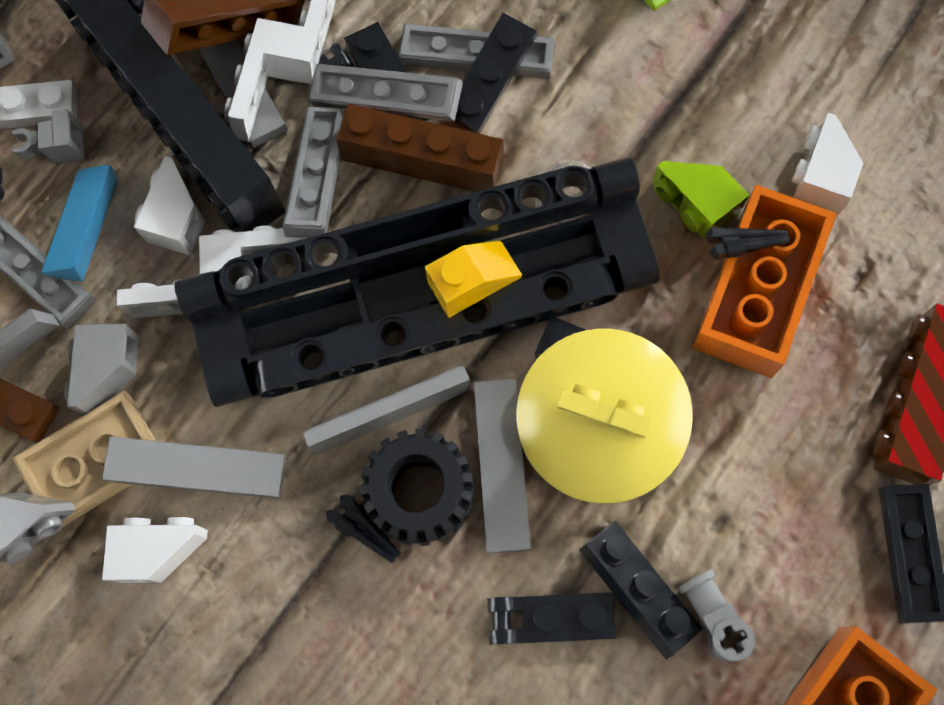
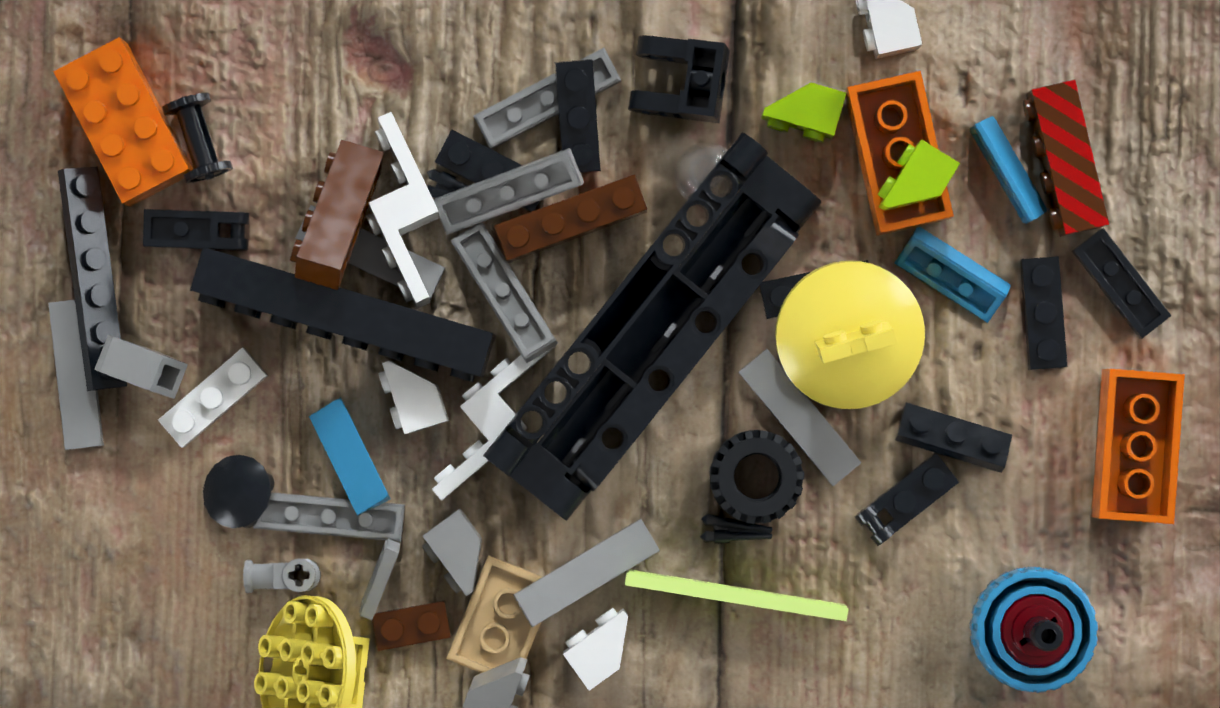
camera: 45 degrees left, 15 degrees up
(57, 139) = (275, 405): light grey piece -> none
(317, 593) = (736, 595): none -> yellowish green tile
(387, 410) = (693, 435): light grey tile -> none
(470, 275) = (691, 300): yellow slope -> none
(616, 116) = (704, 79): none -> black brick
(717, 615) = (1016, 420): light grey connector -> none
(738, 241) = (866, 142): black piece -> none
(742, 432) = (953, 274): none -> dark azure slope
(774, 302) = (921, 179): none -> lime slope
(811, 530) = (1043, 313): none -> black plate
(860, 370) = (1008, 169): none -> dark azure slope

